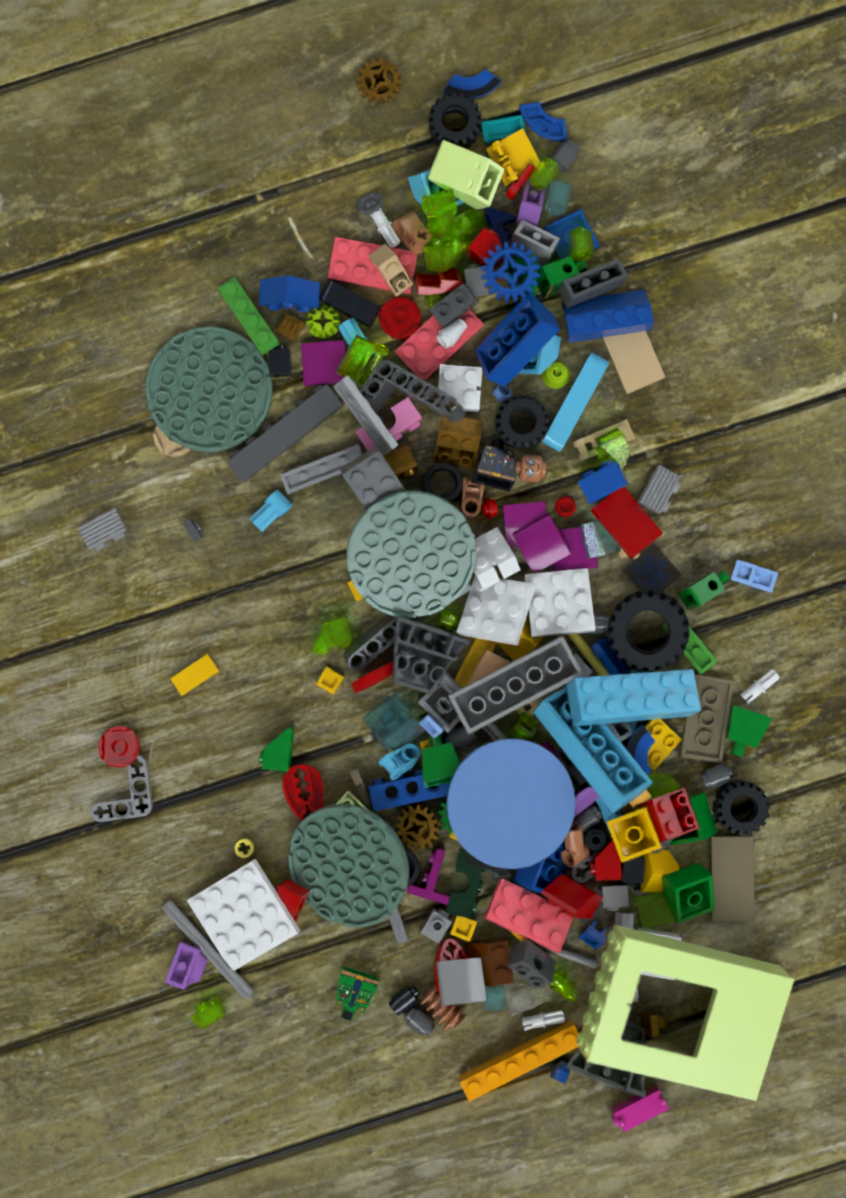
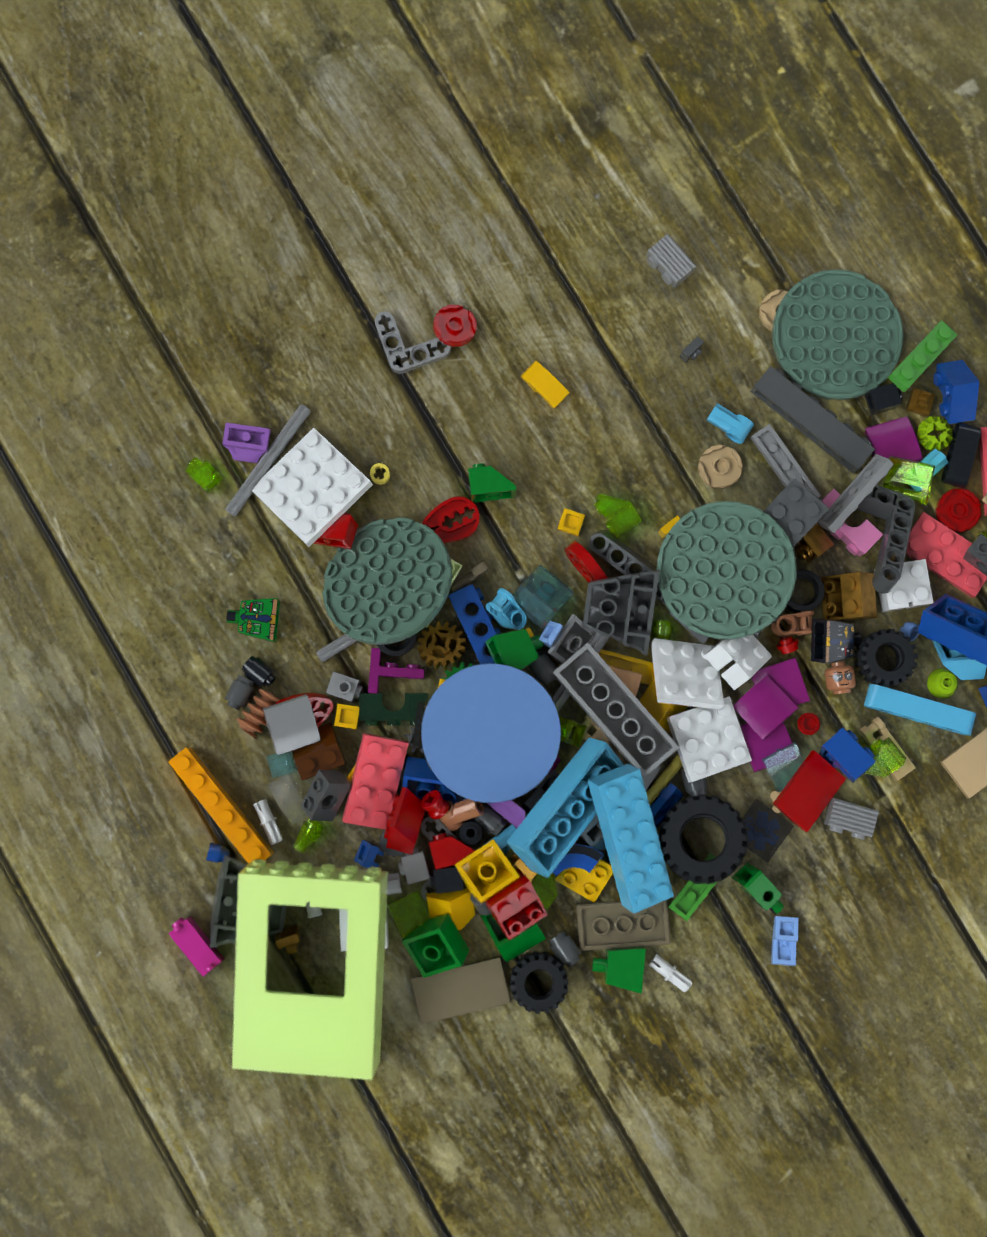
camera: 70 degrees right, 5 degrees down
(309, 529) = (720, 467): none -> tan tile
(450, 334) = (959, 563): white cone -> none
(563, 866) = (434, 804): none -> red wheel
(573, 956) = (341, 837): light grey bar -> none

